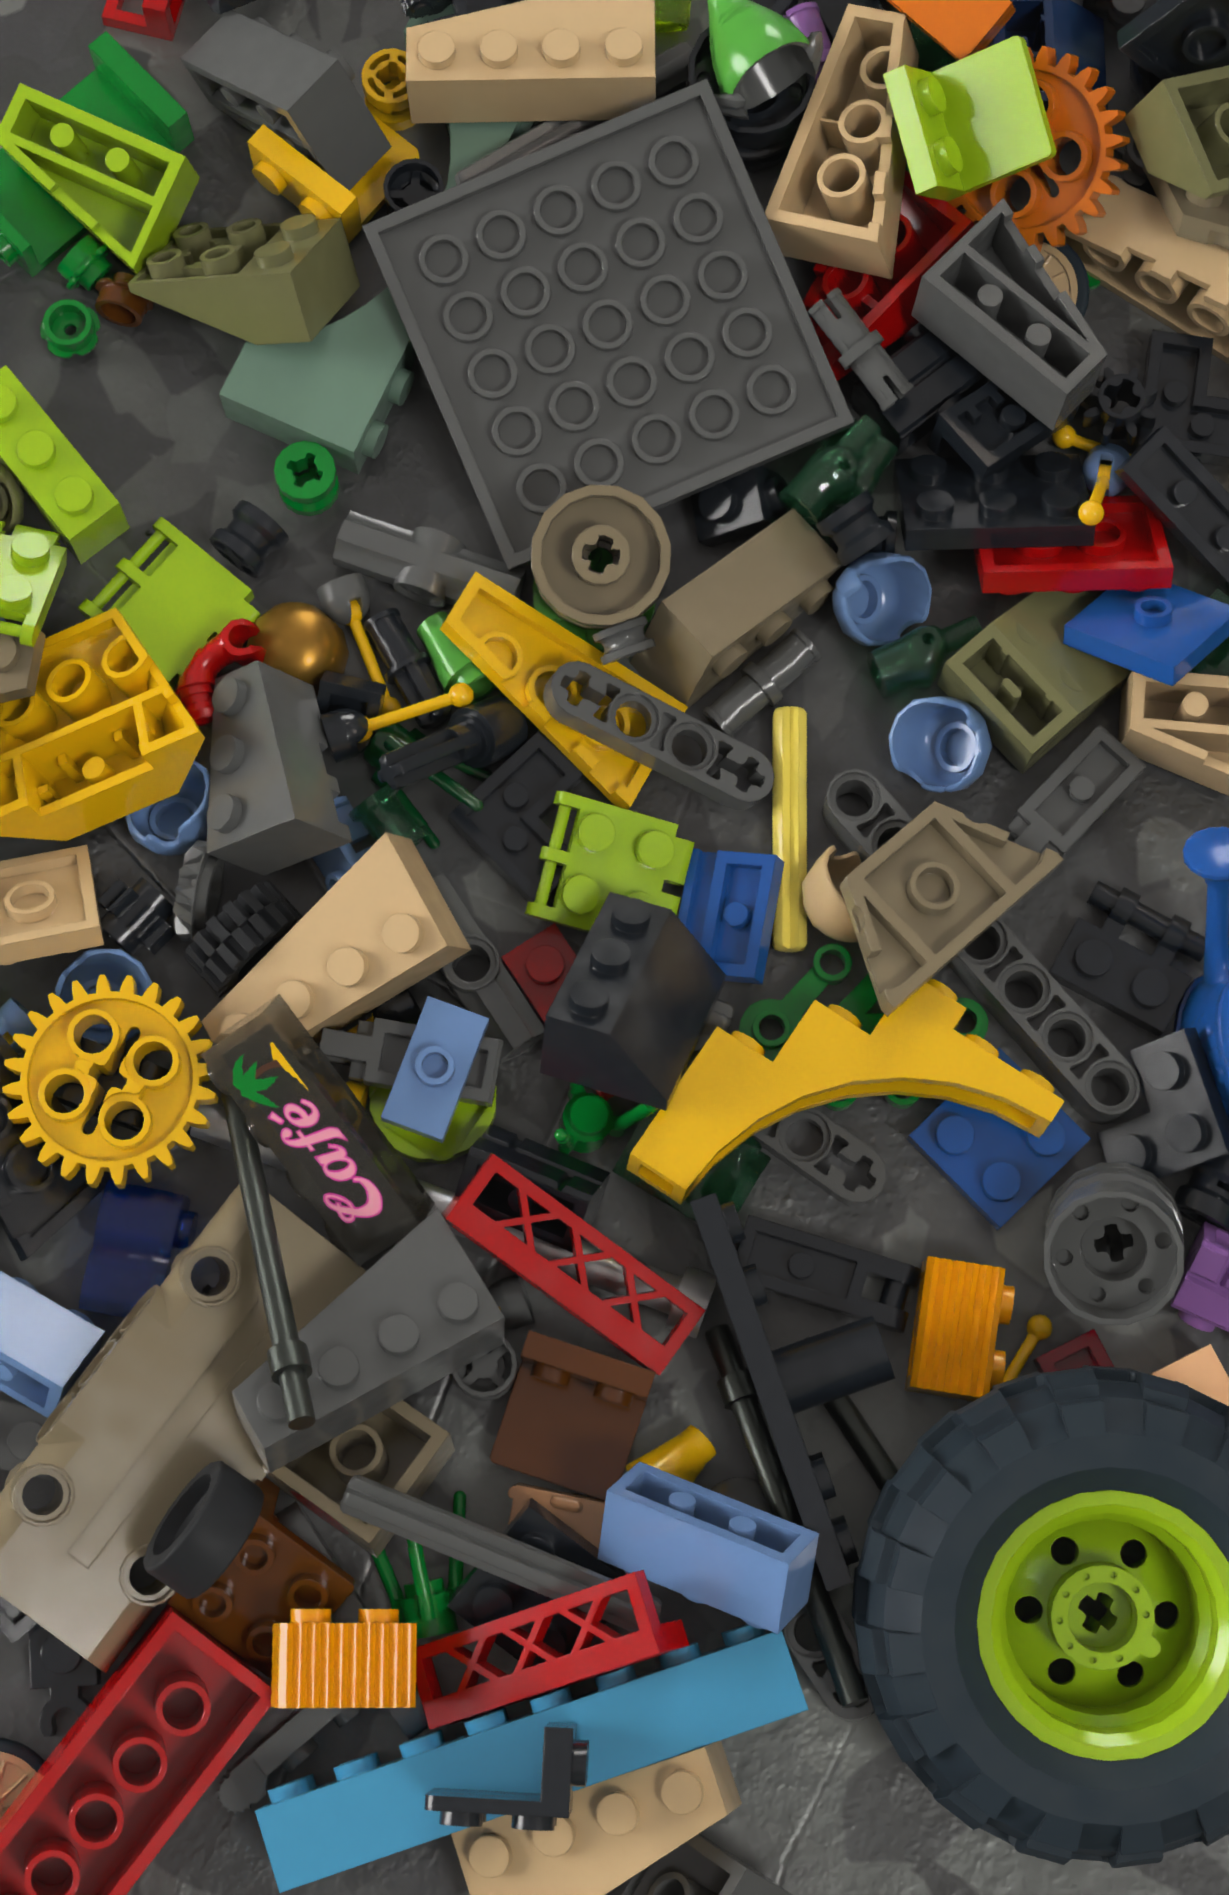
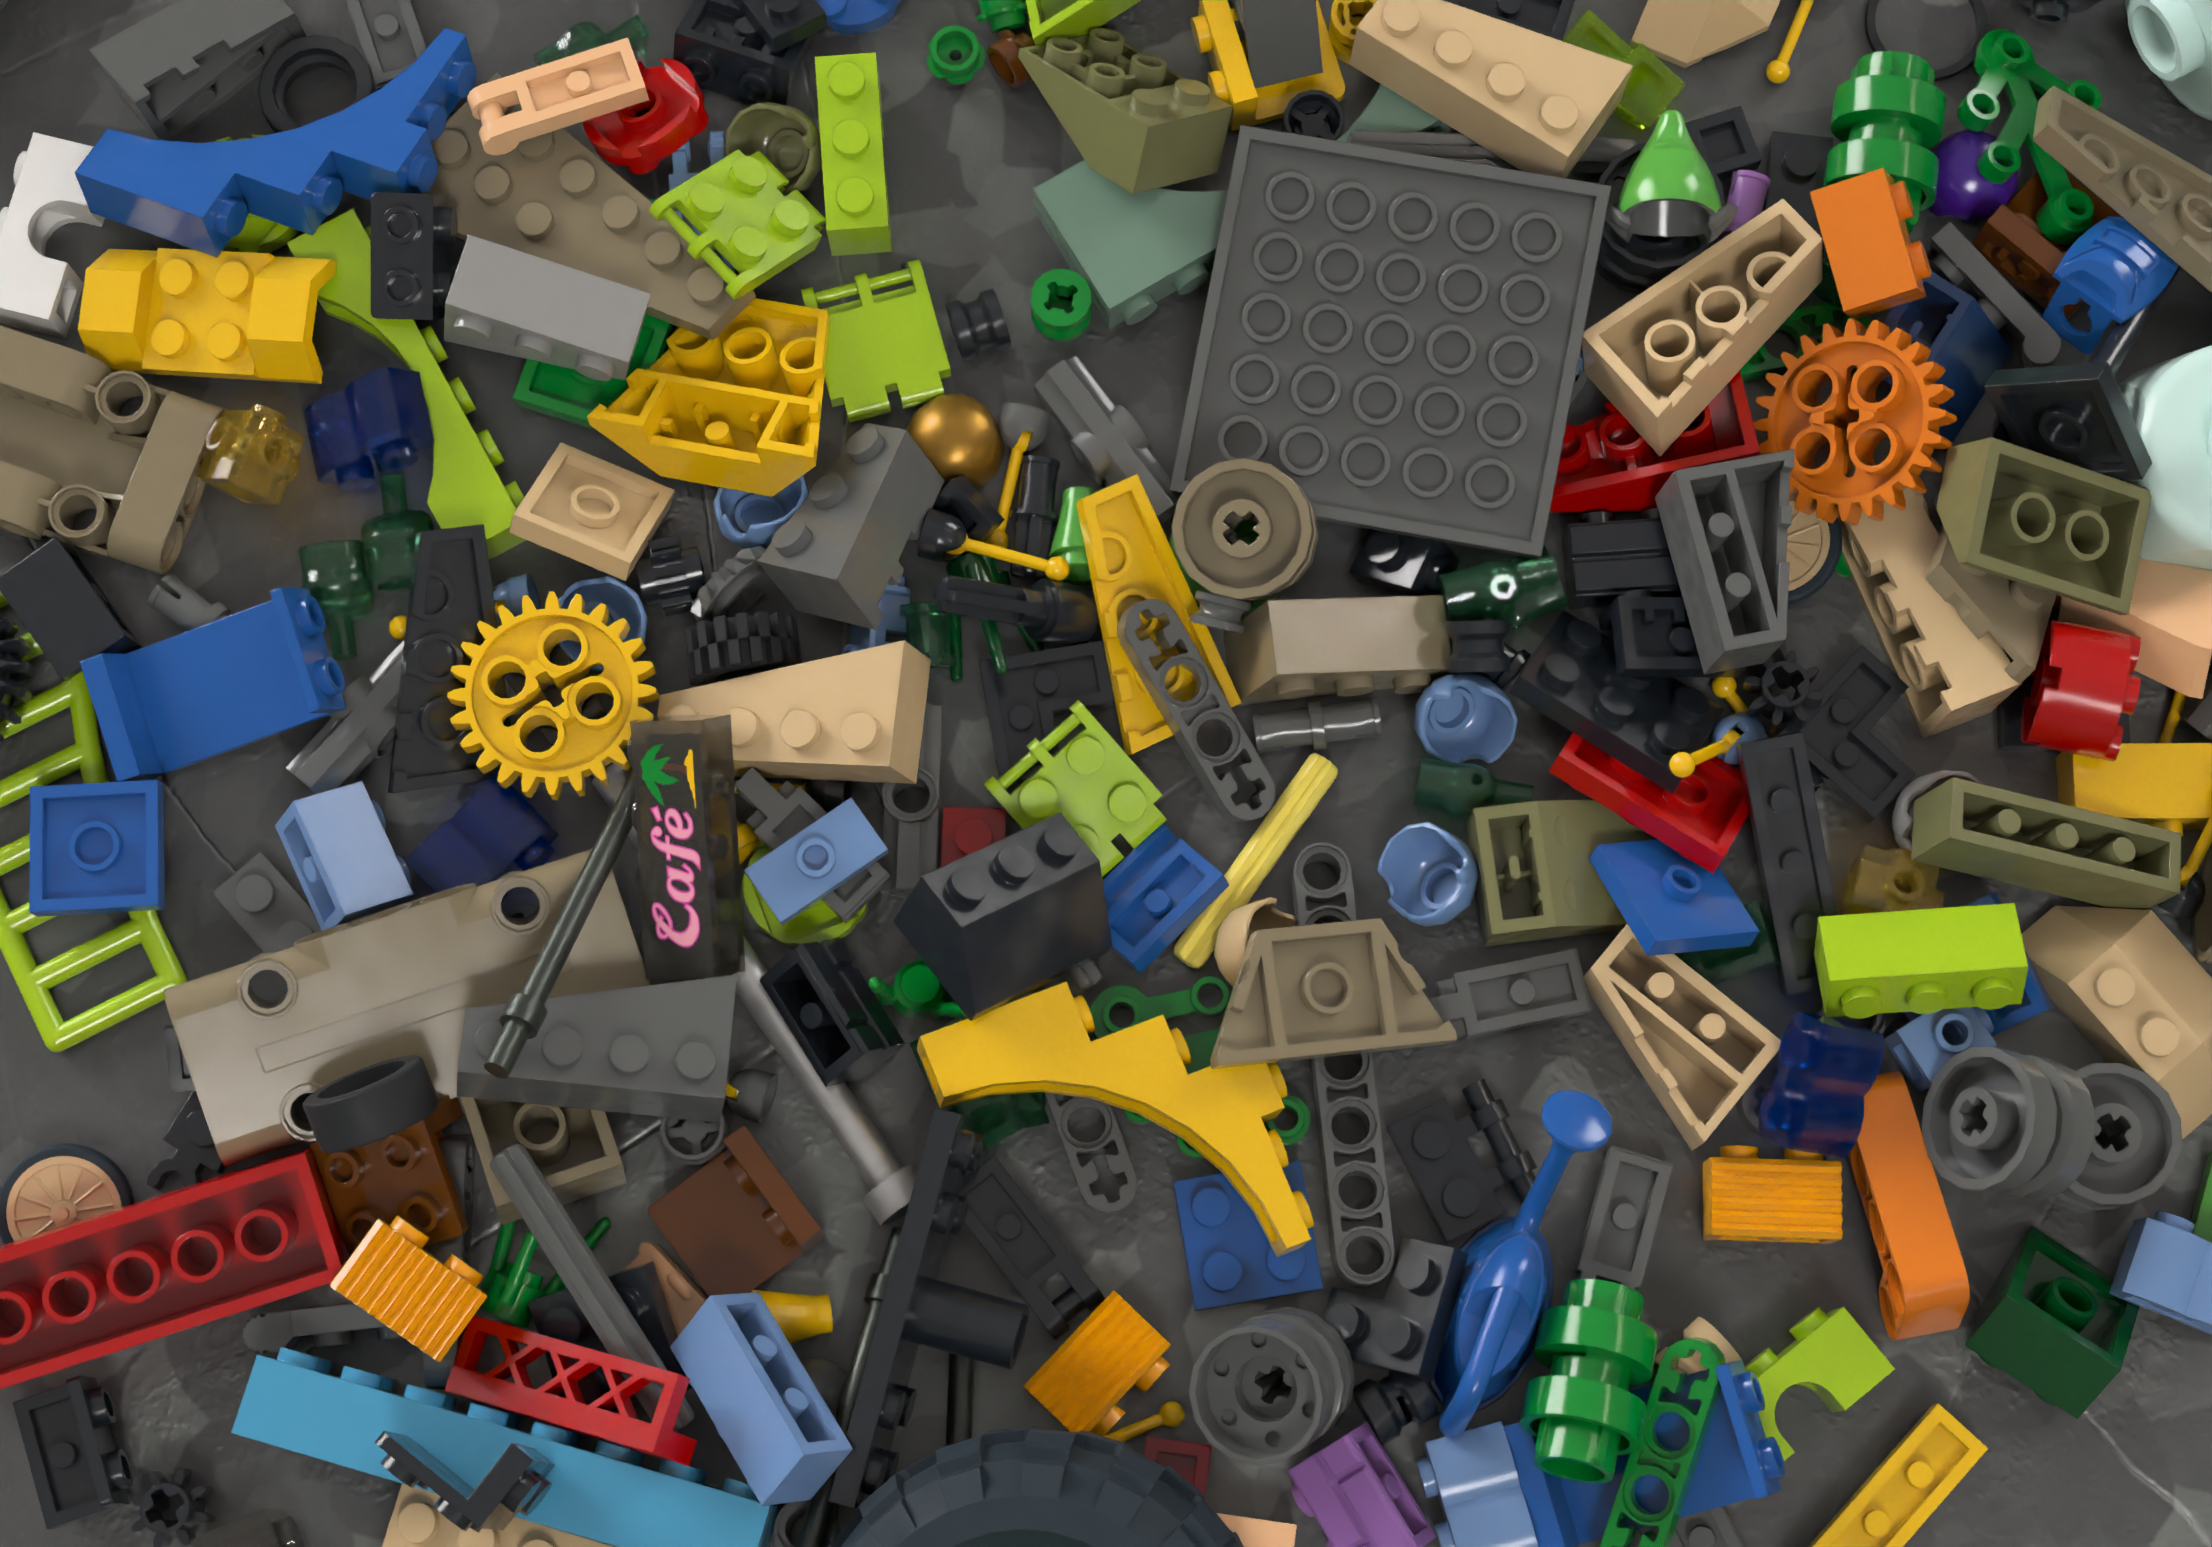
camera: 35 degrees right, 0 degrees up
(198, 679) = (854, 413): red piece -> none
(556, 1284) = (794, 1106): red fence -> none
(860, 349) = (1588, 498): dark grey pin -> none
(970, 120) = (1810, 364): lime bracket -> none

